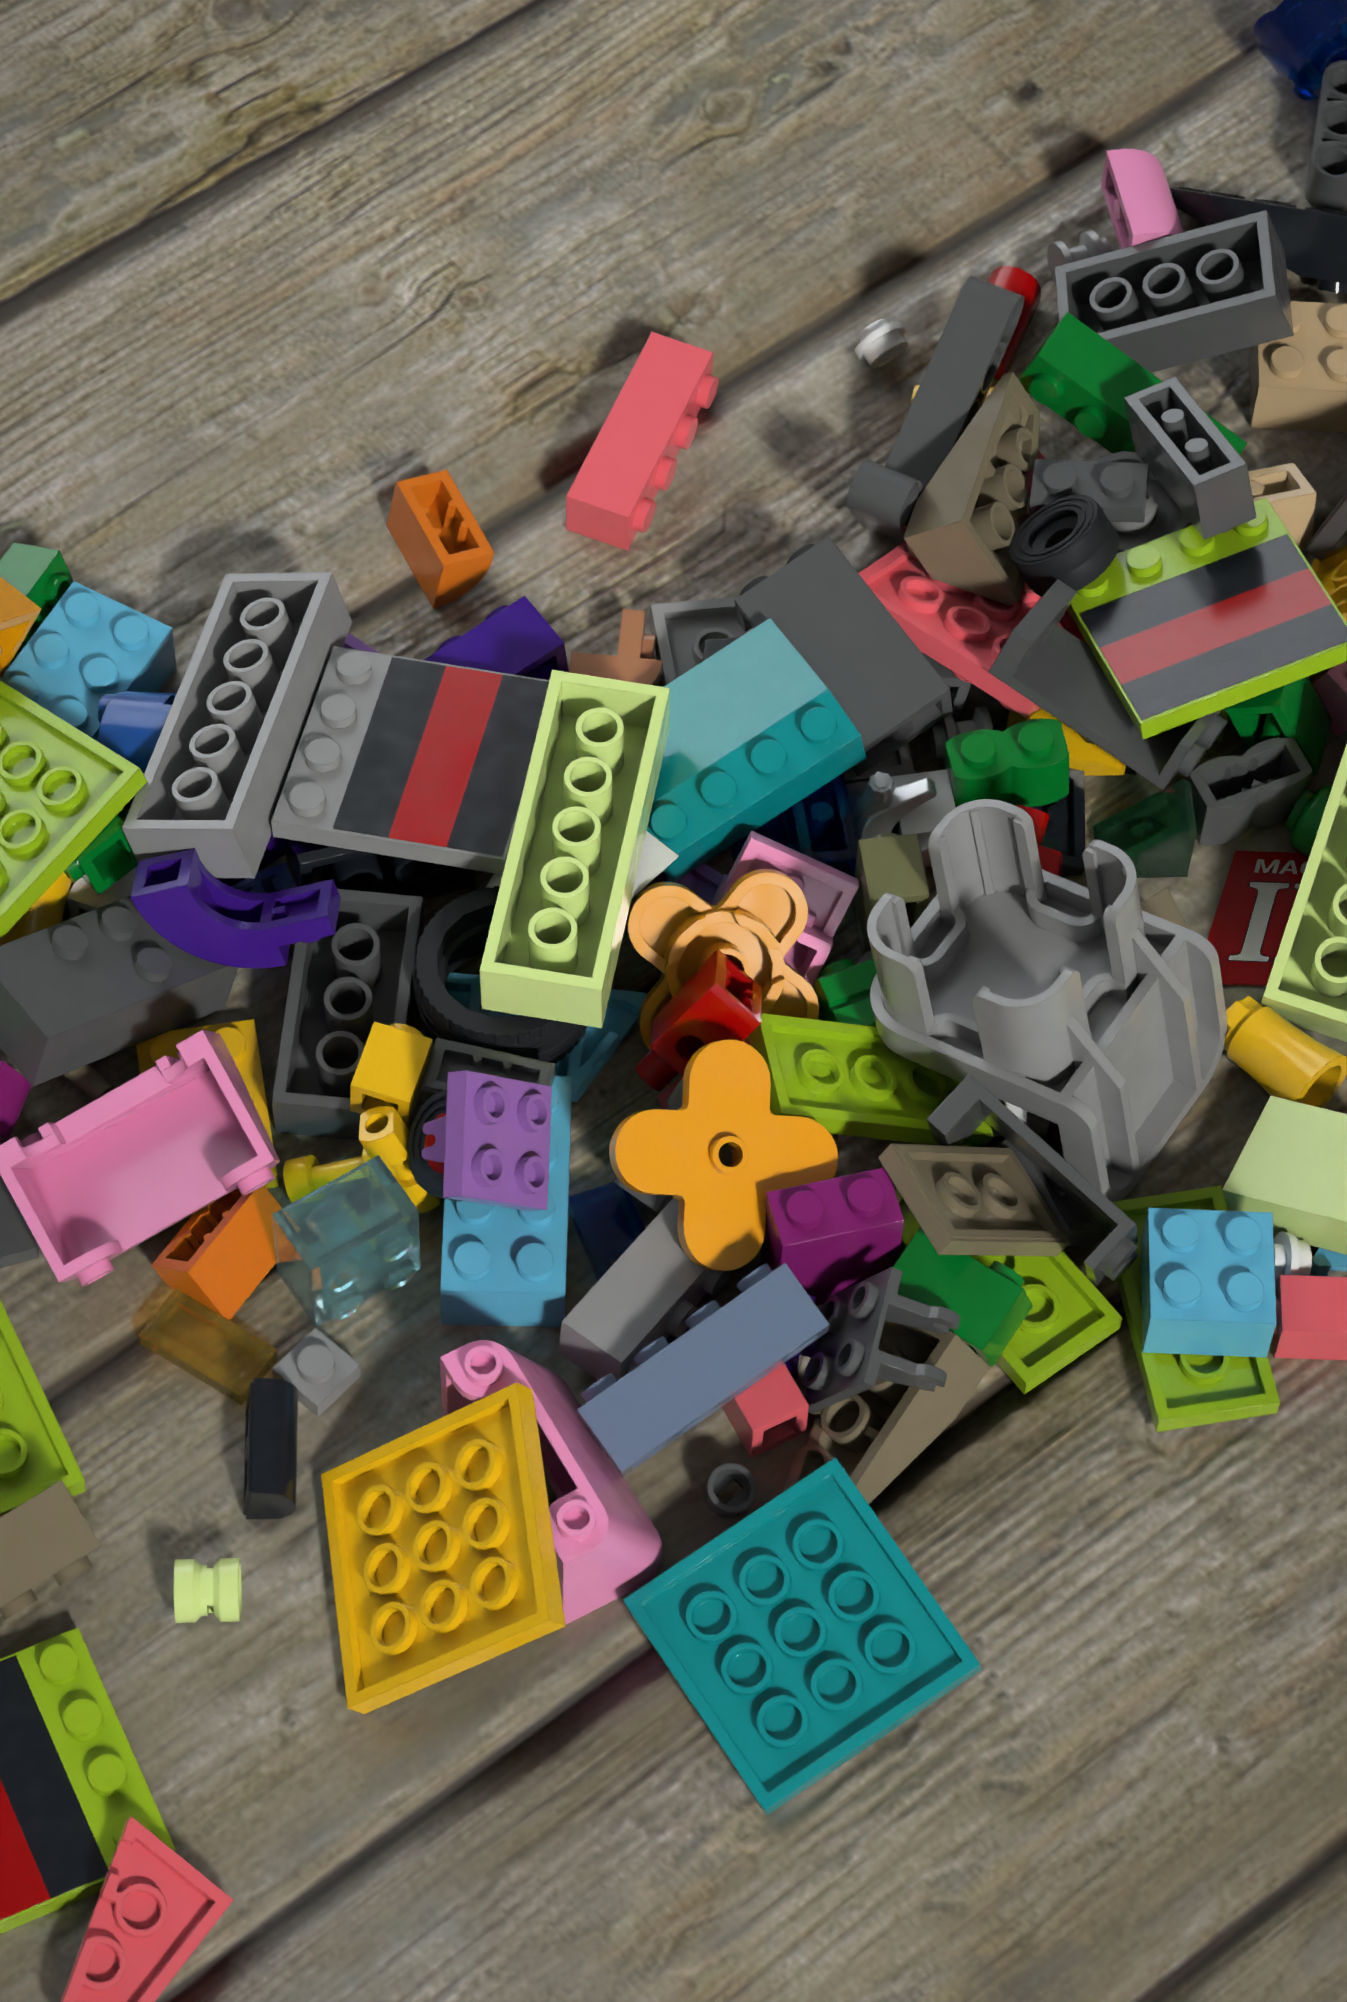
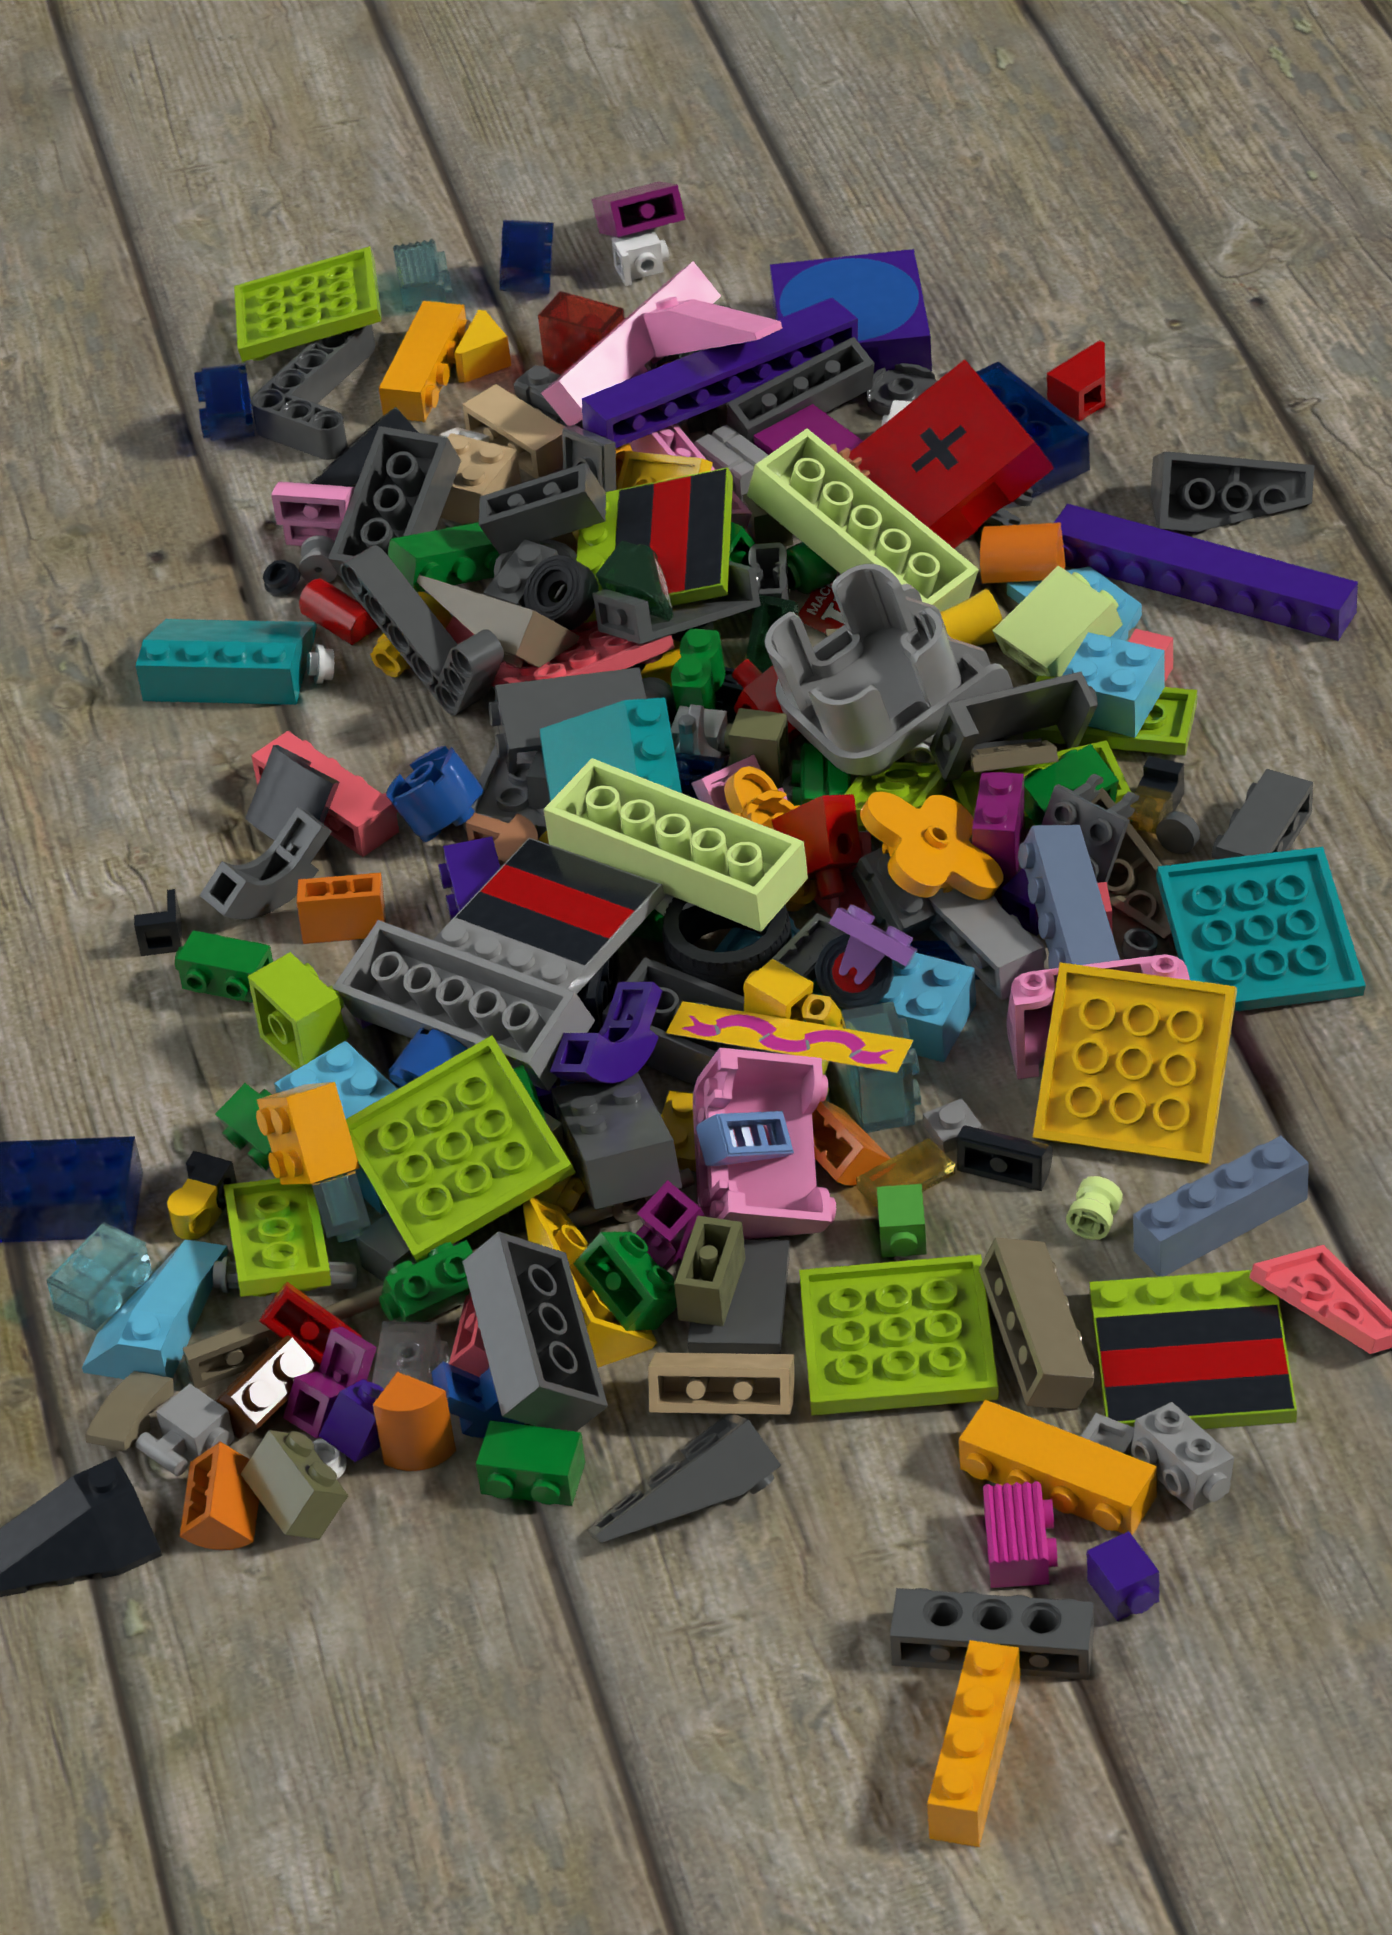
camera: 60 degrees left, 15 degrees down
(106, 1366) = (901, 1220): none -> bright green brick
(154, 1113) = (720, 1145): none -> medium blue slope
(204, 540) = (296, 1010): none -> lime brick
(257, 1745) = (1220, 1206): none -> sand blue brick
(279, 443) = (220, 964): none -> green brick
(317, 1114) = (790, 1036): none -> yellow sticker
(340, 368) = (160, 930): none -> black panel
(445, 435) = (273, 877): none -> dark grey arch
(583, 408) = (285, 785): none -> black slope
(657, 555) = (435, 793): none -> blue brick
(853, 234) = (225, 661): none -> teal slope
(976, 1470) = (1178, 832): none -> dark grey tile
(1027, 236) = (281, 578): none -> black plate
(1029, 1579) = (1269, 817): none -> dark grey brick
(1033, 1419) = (1157, 792): none -> leg
(1101, 622) = (637, 573): none -> clear green slope

